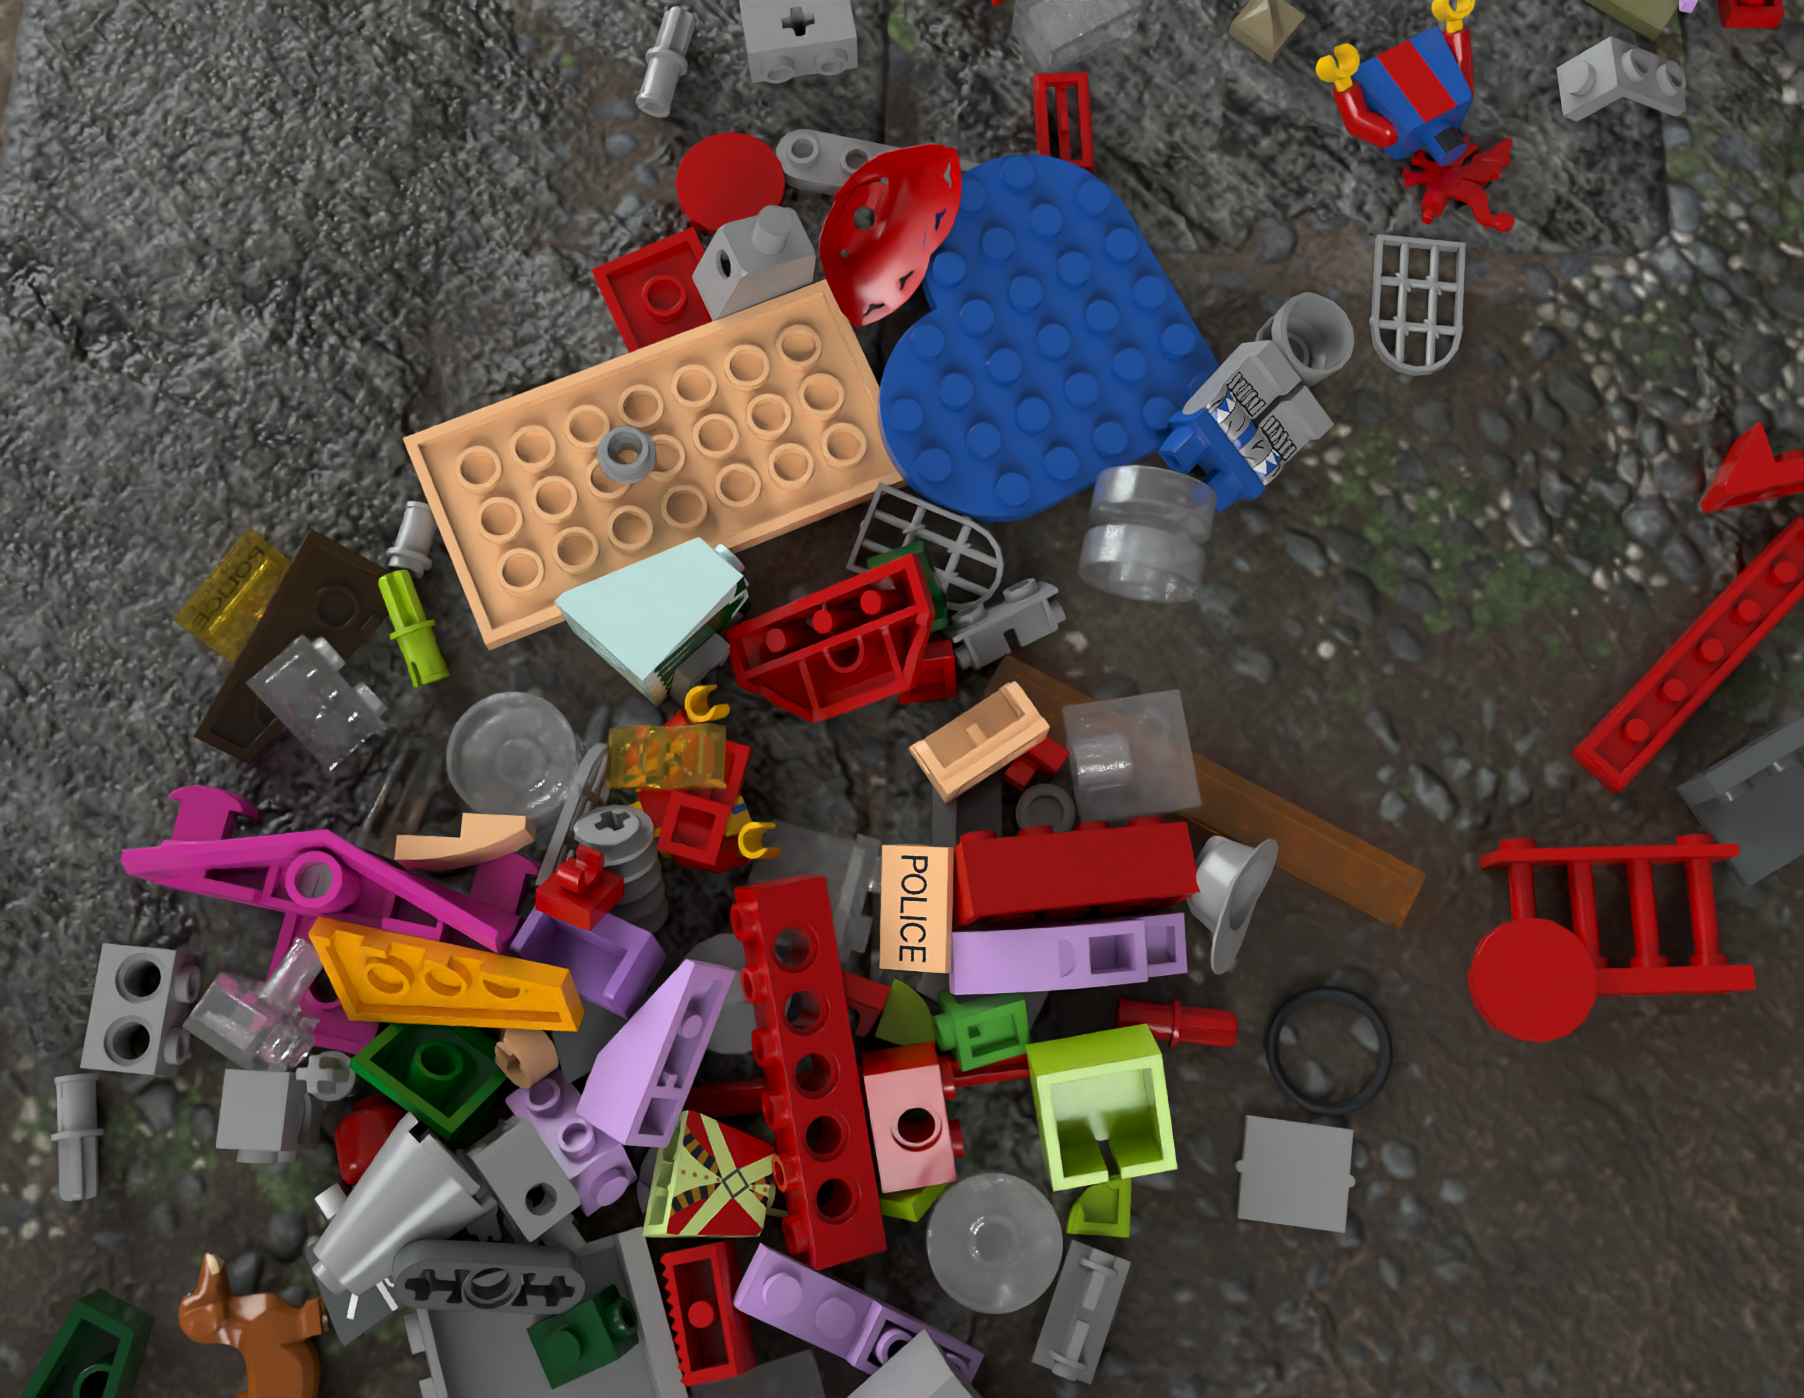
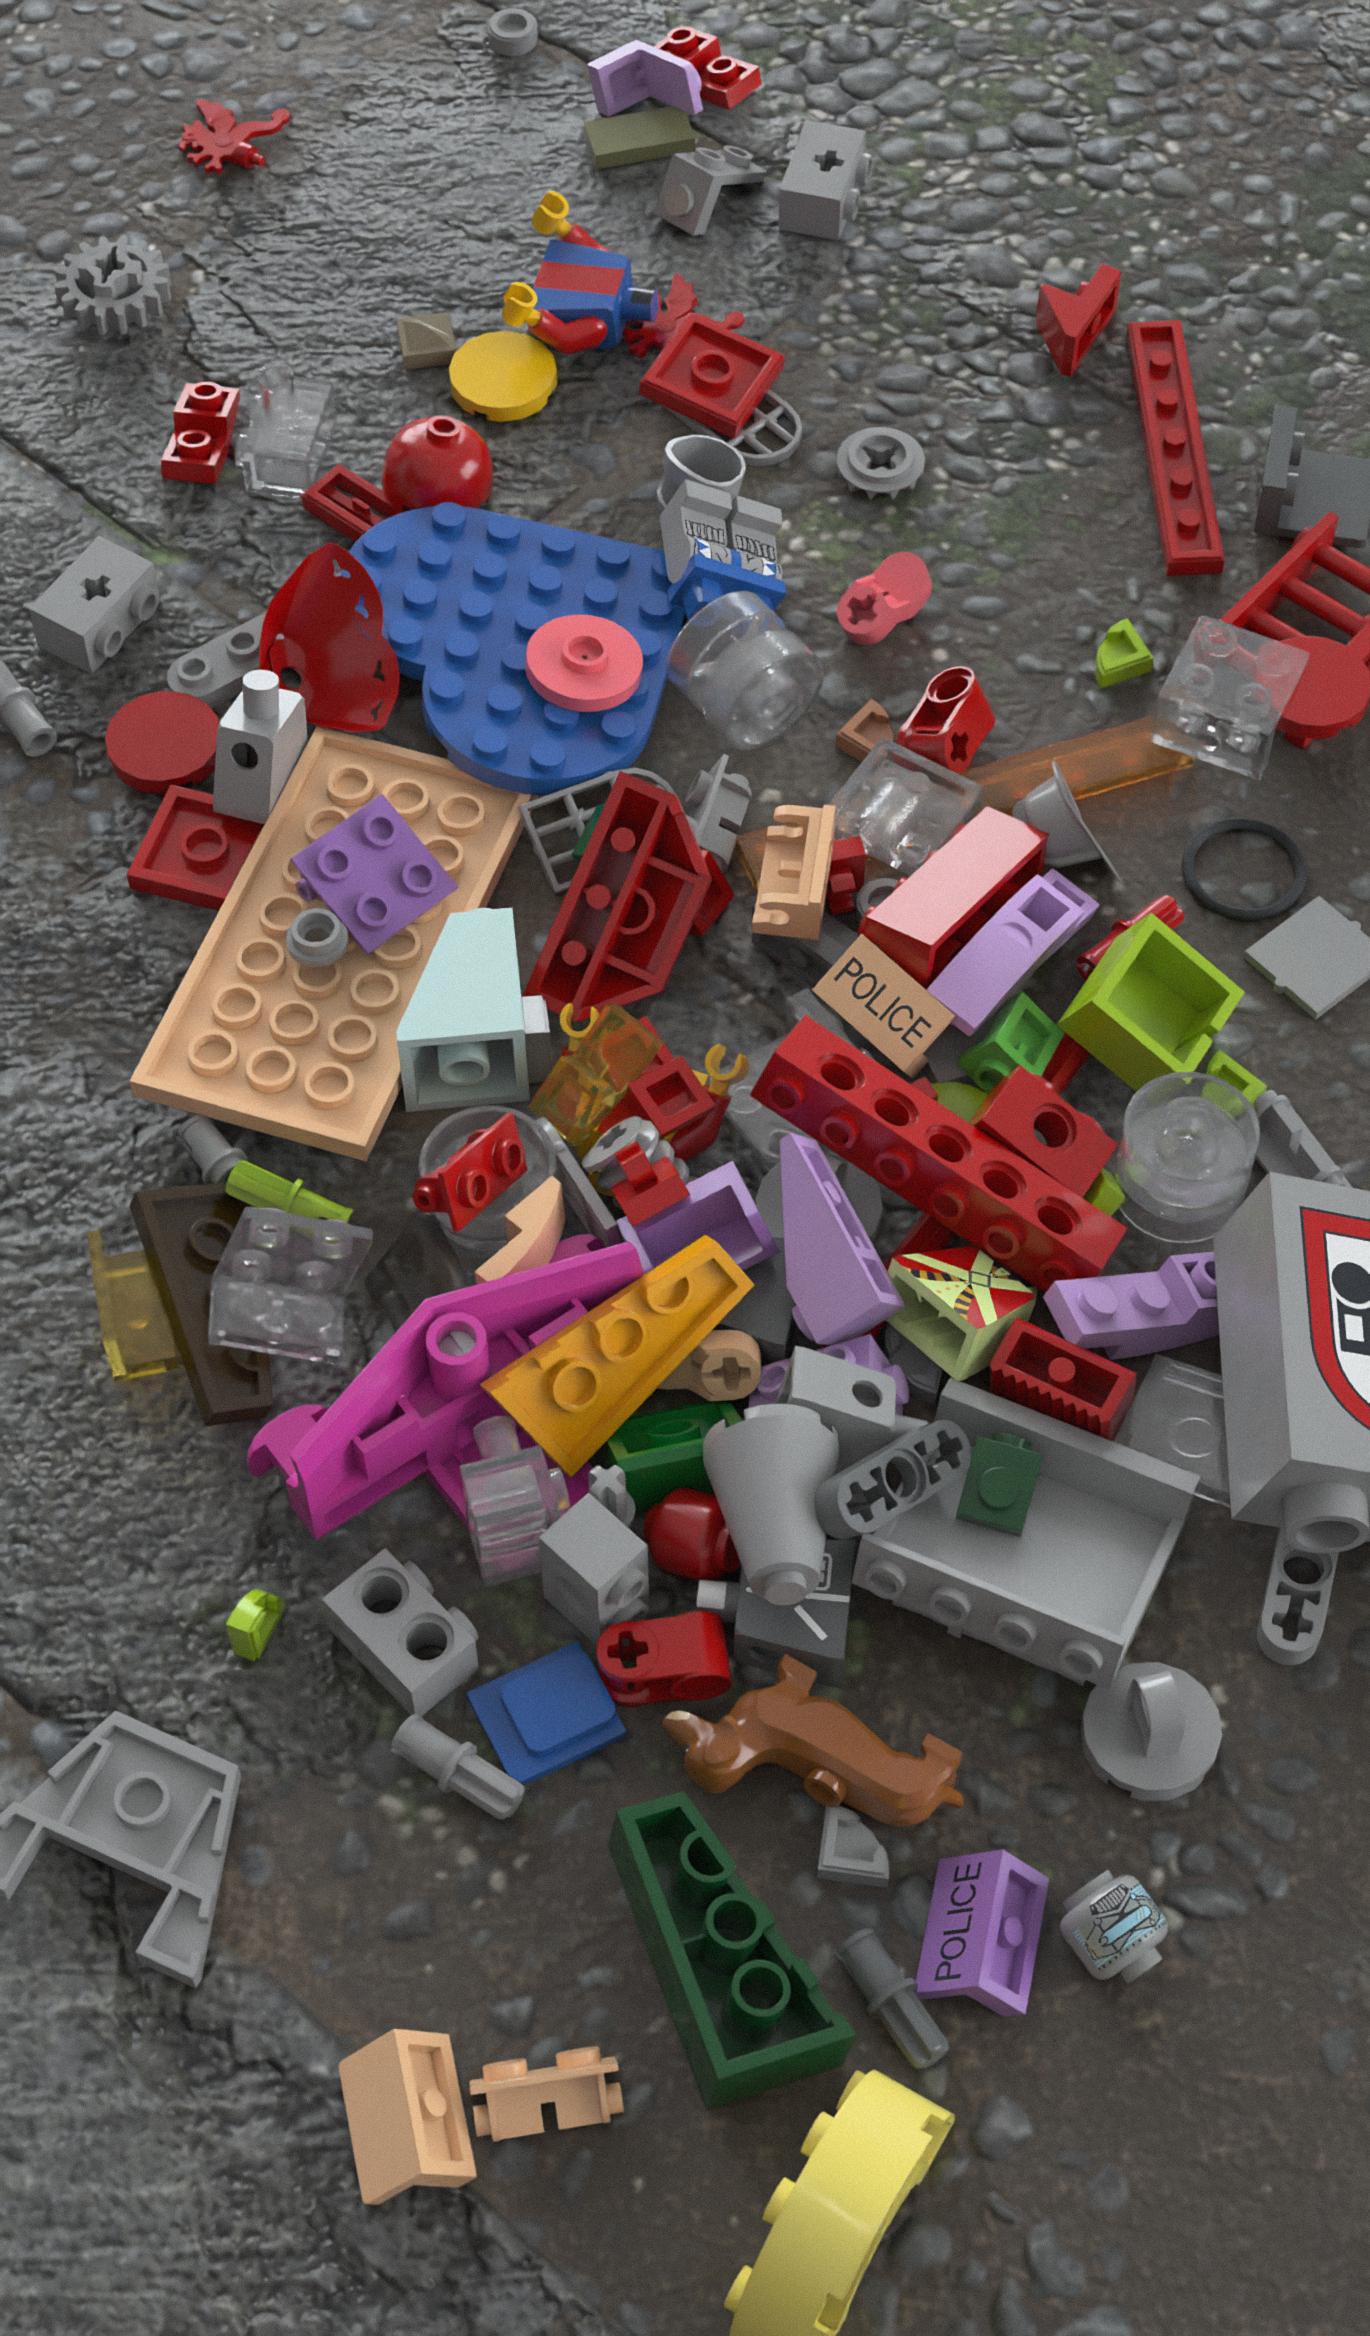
camera: 45 degrees left, 20 degrees down
(77, 902) = (254, 1623): none -> lime tile
(170, 1156) = (547, 1714): none -> blue piece
(272, 1217) = (671, 1657): none -> red piece
(511, 756) = (474, 1174): none -> red hinge
(714, 442) = (372, 874): none -> medium lavender hinge
(1038, 441) = (583, 663): none -> coral piece
(1141, 147) = (436, 464): none -> red cylinder
(1195, 666) = (864, 731): none -> nougat tile
(1248, 721) = (949, 720): none -> red piece
(1284, 108) = (503, 375): none -> yellow tile
(1303, 571) = (884, 598): none -> coral piece
(1428, 255) = (711, 375): none -> red tile
(1451, 787) = (1121, 655): none -> lime tile
(1468, 919) = (1227, 696): none -> clear bracket
(1484, 434) = (880, 446): none -> light grey gear
(1712, 162) = (824, 180): none -> light grey brick

